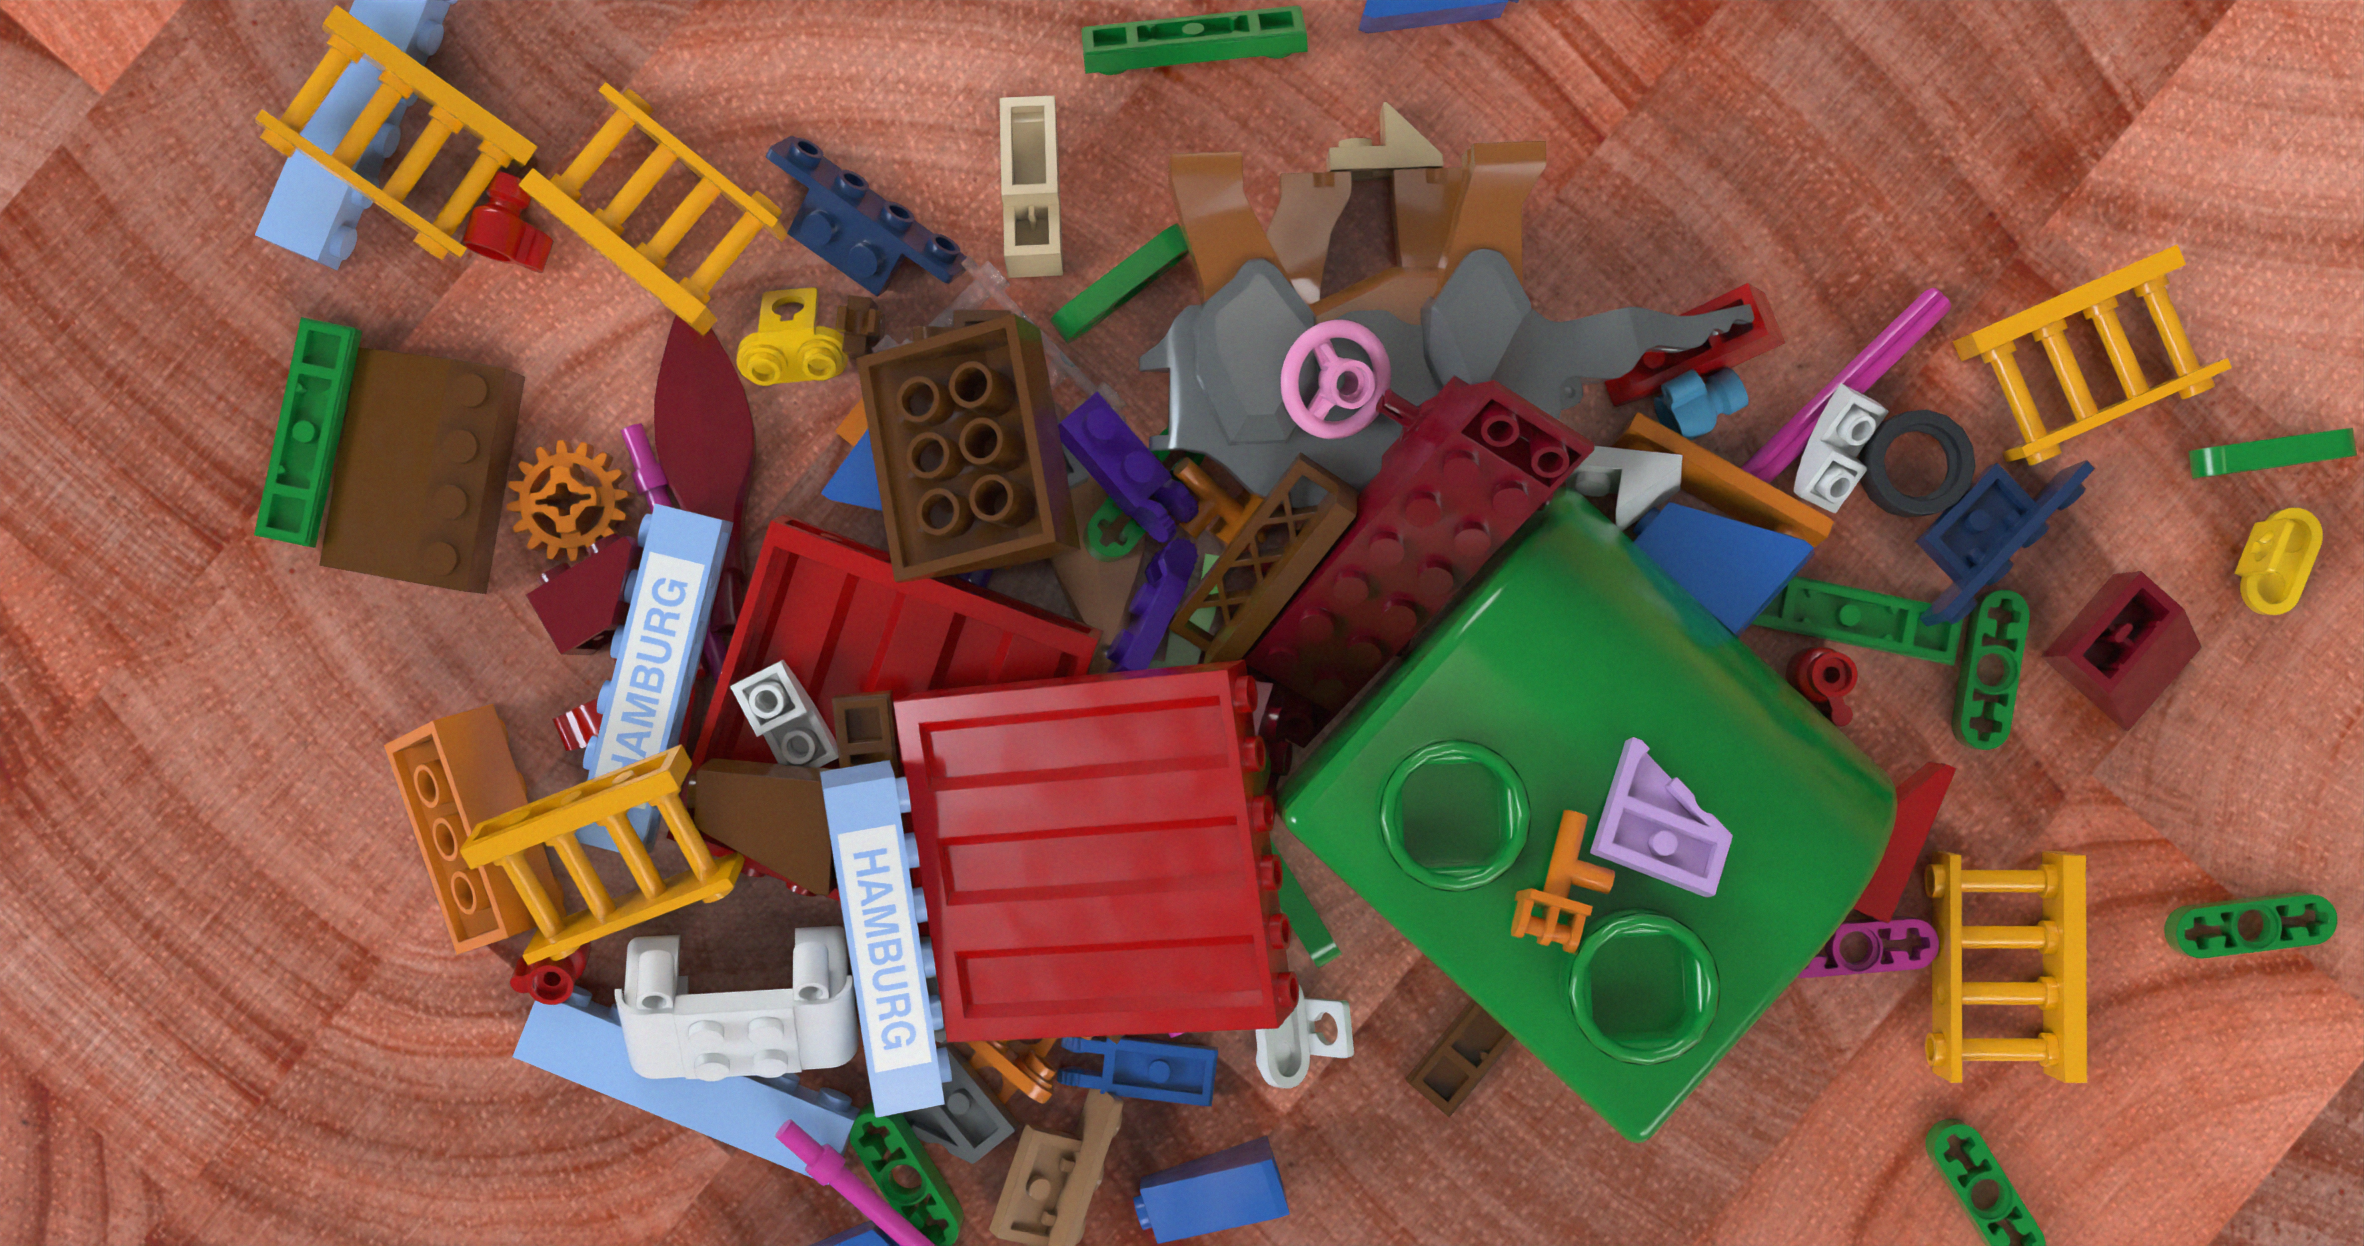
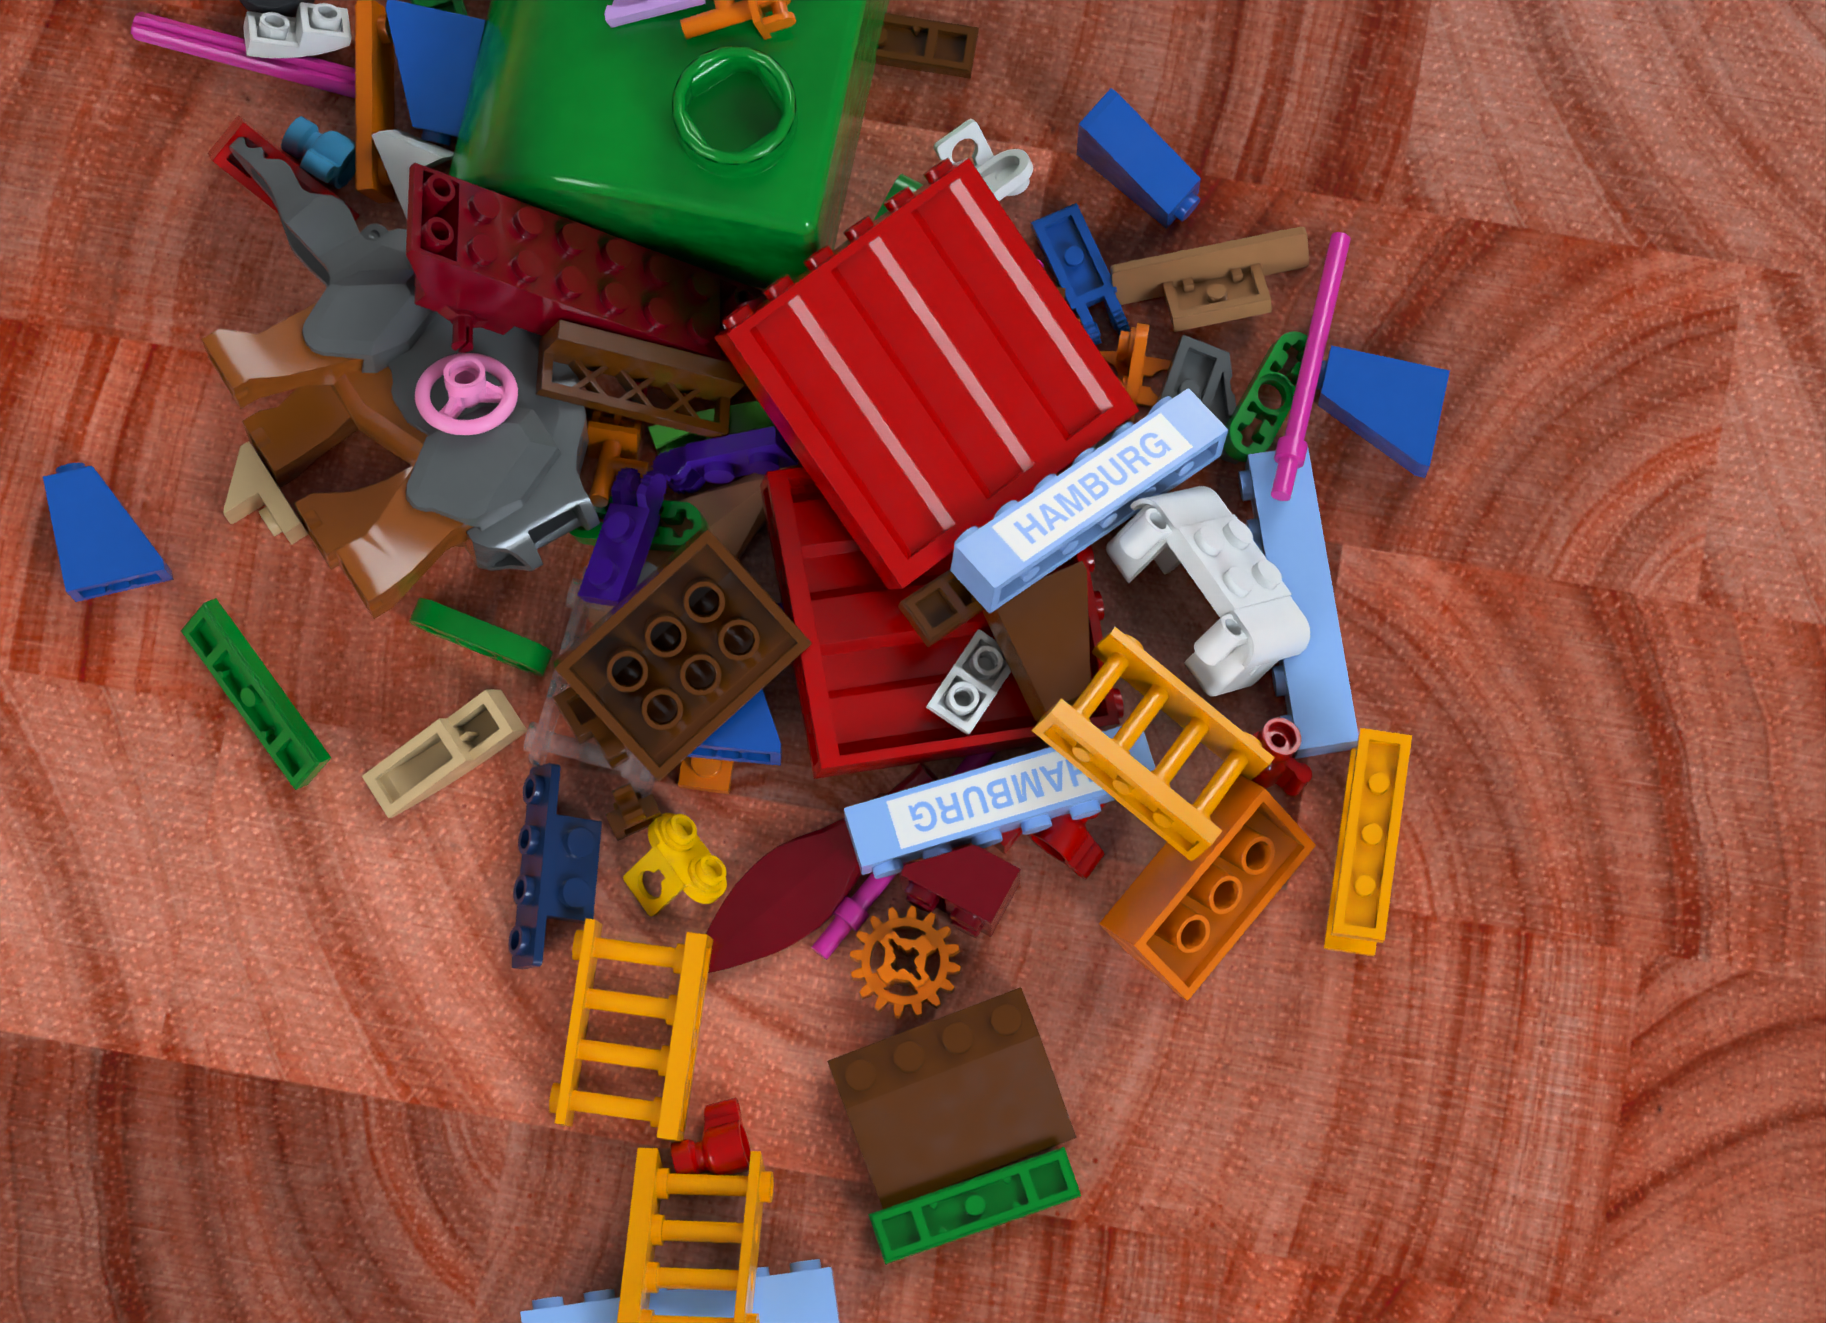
camera: 110 degrees left, 10 degrees down
(396, 1003) = (1367, 842): none -> light orange fence

